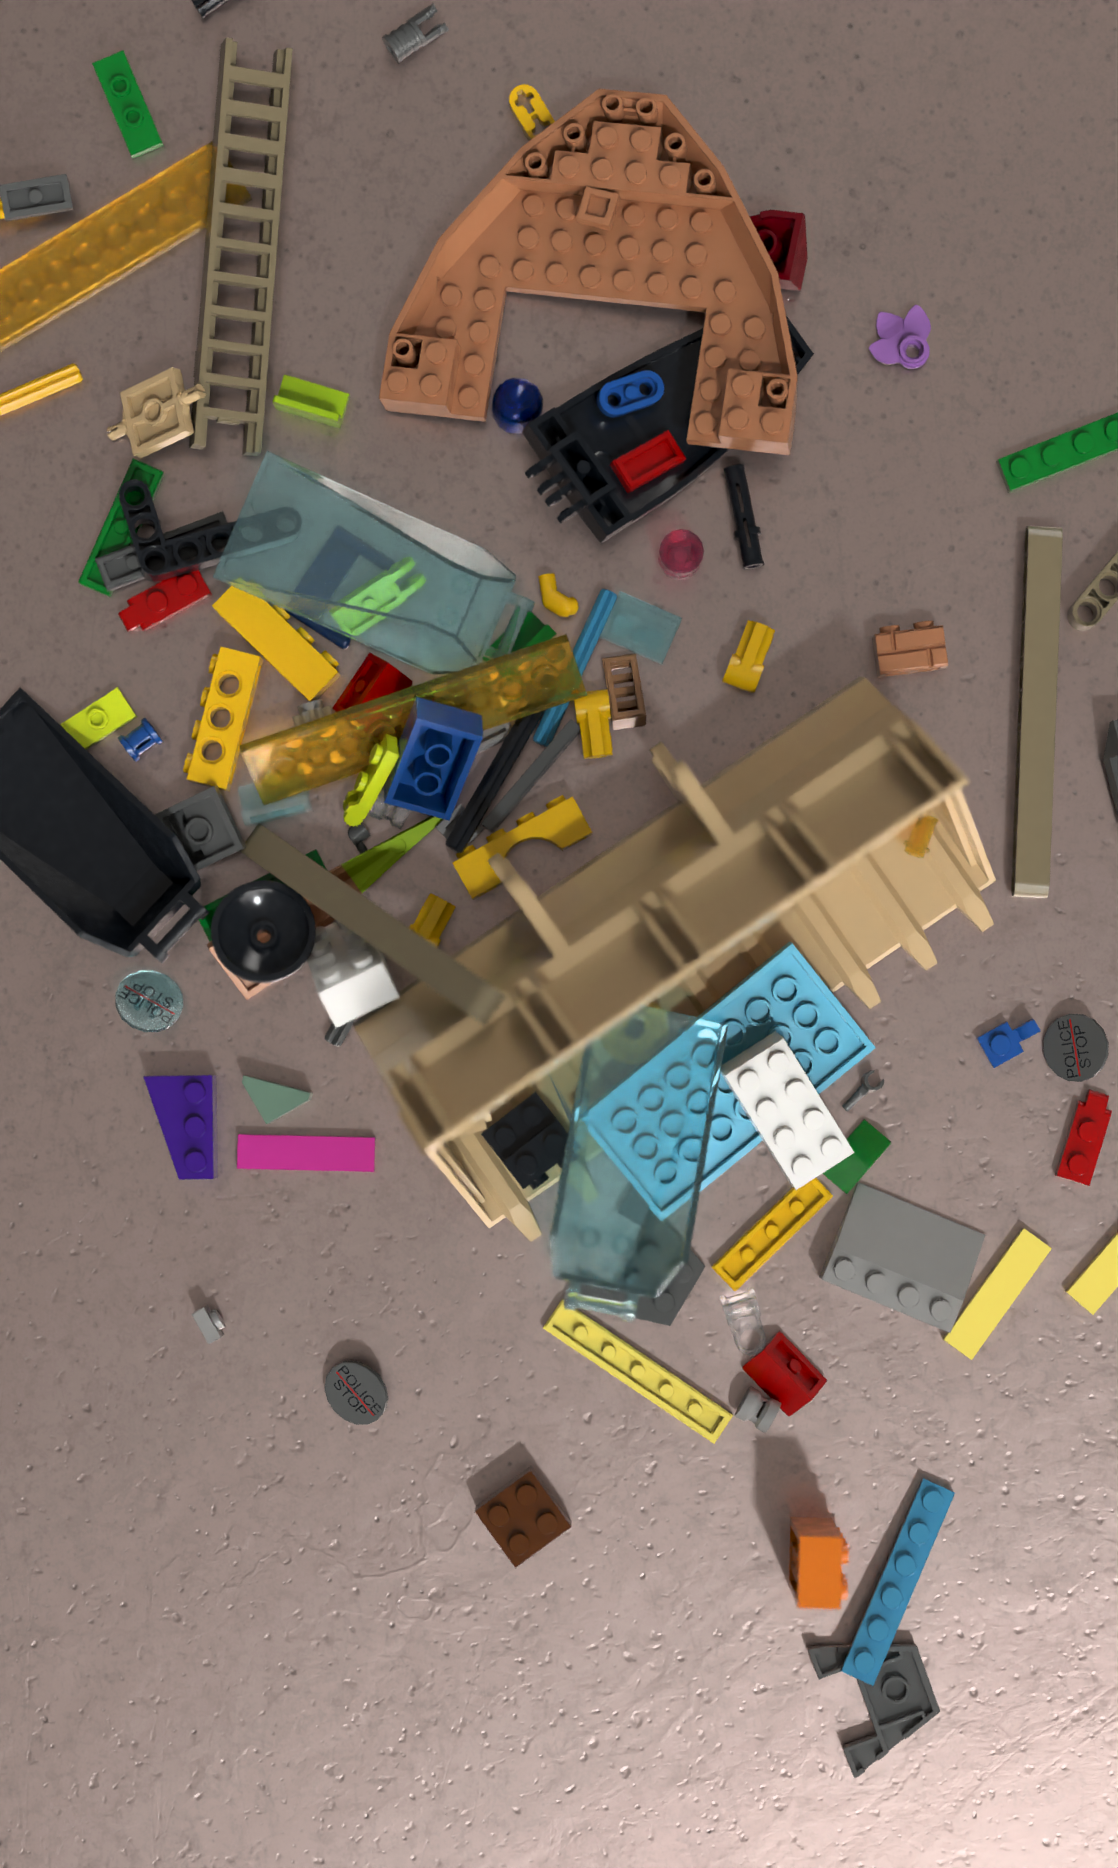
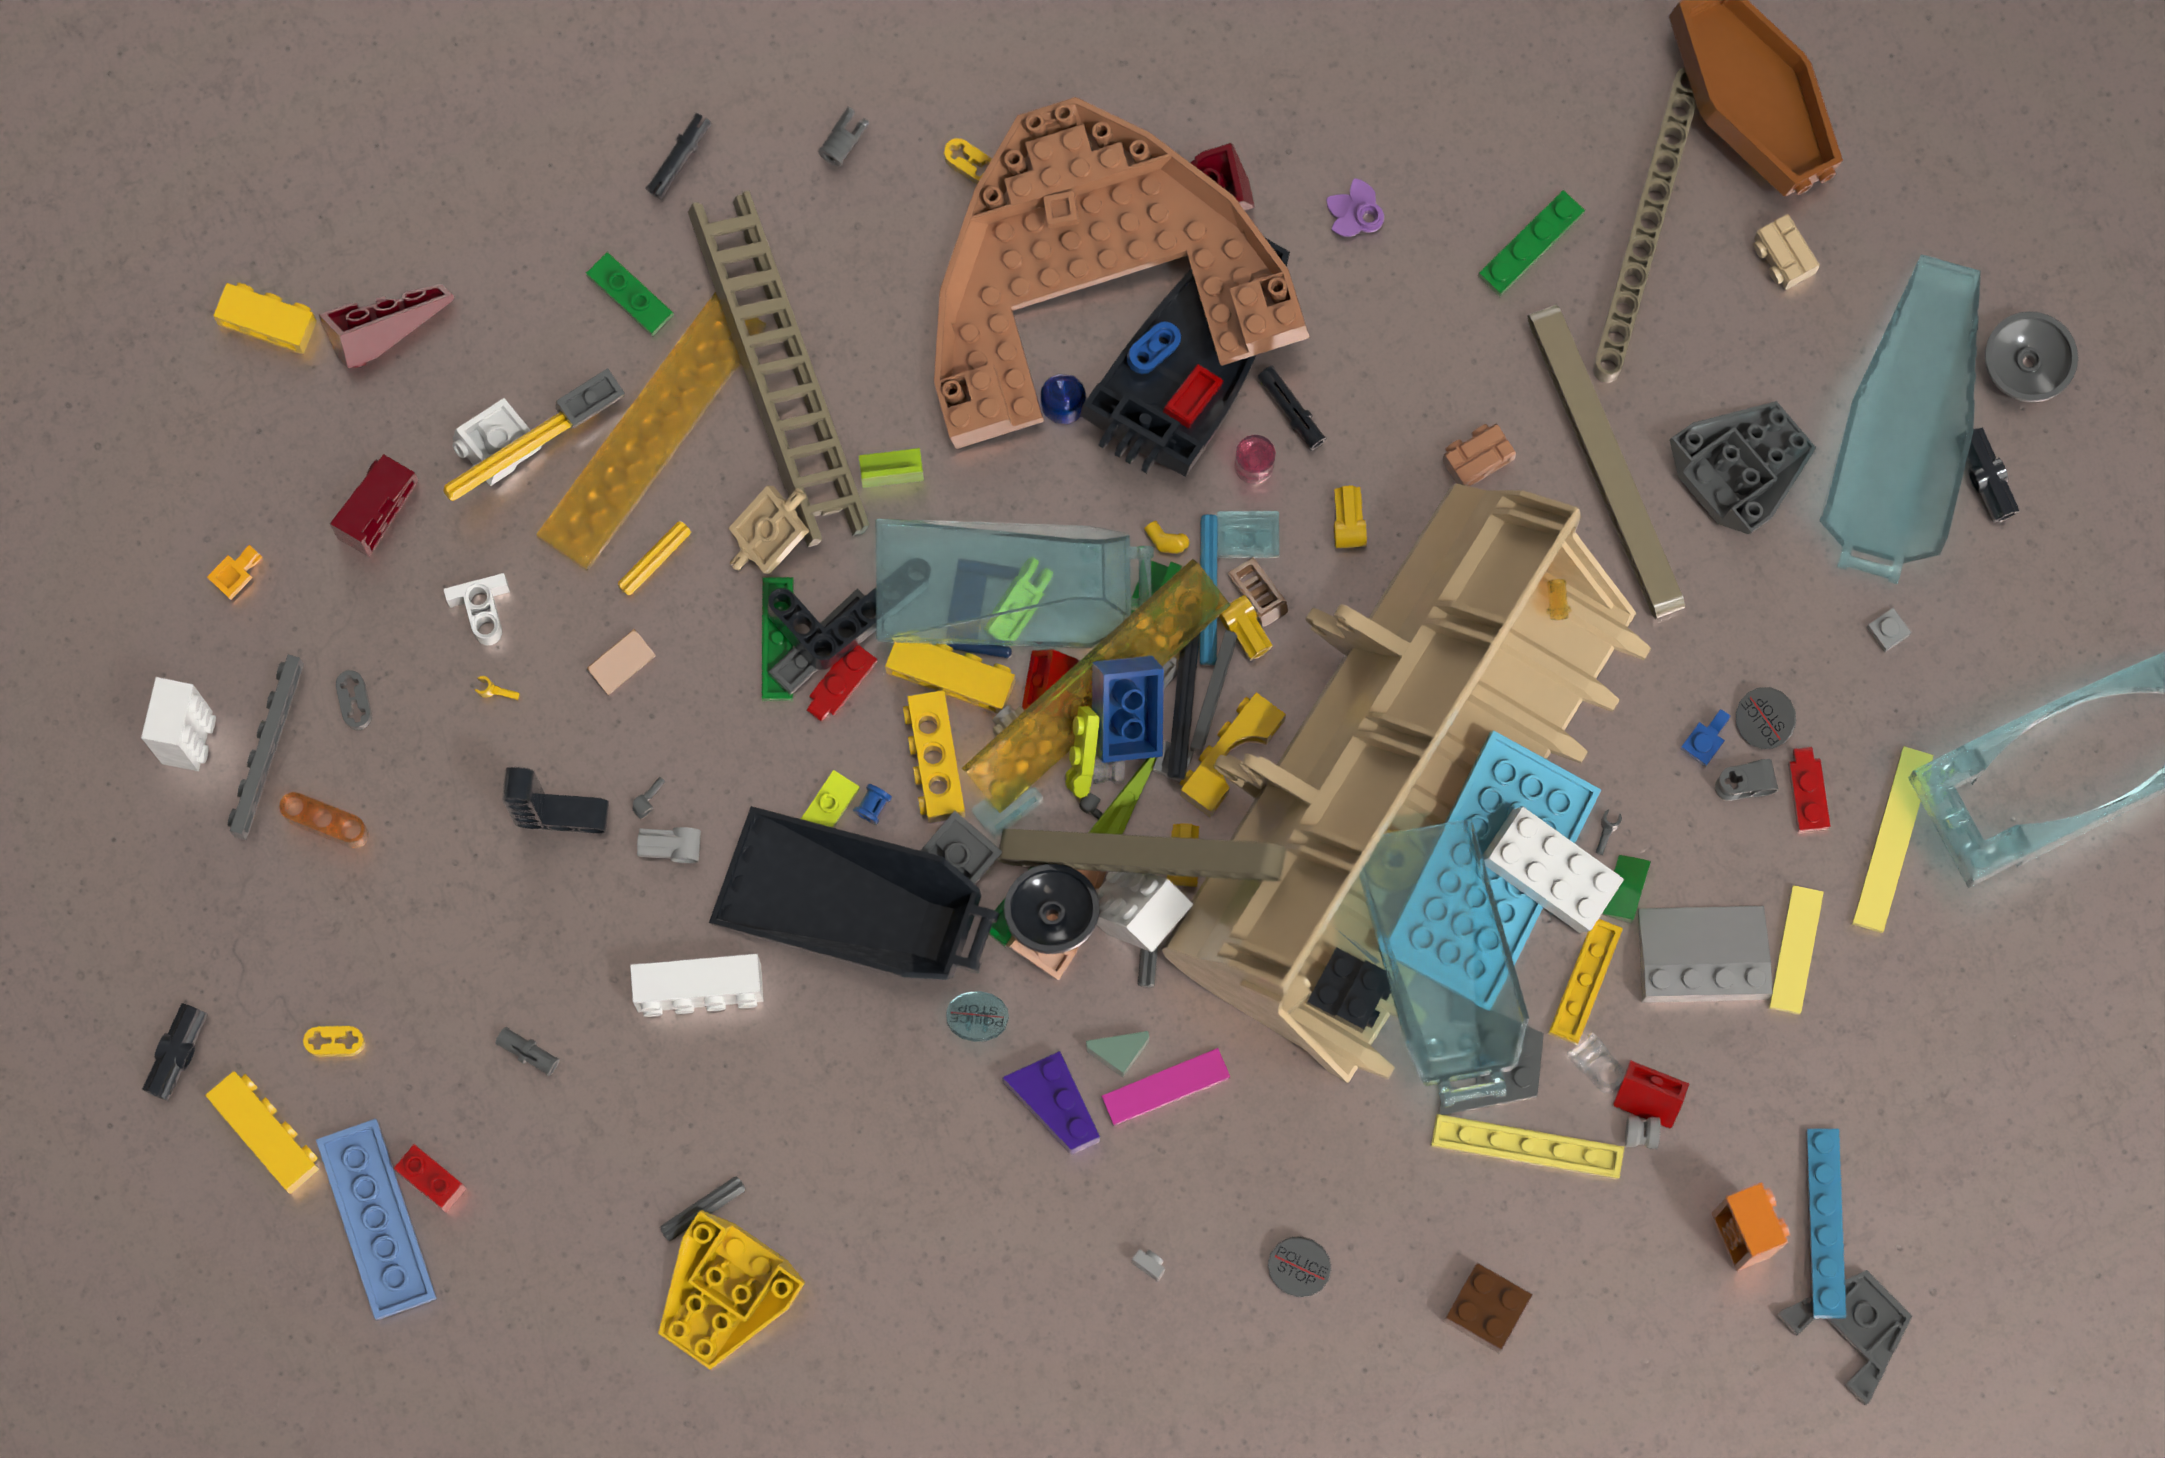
camera: 30 degrees left, 10 degrees down
(1032, 1103) = (1752, 780): none -> dark grey piece

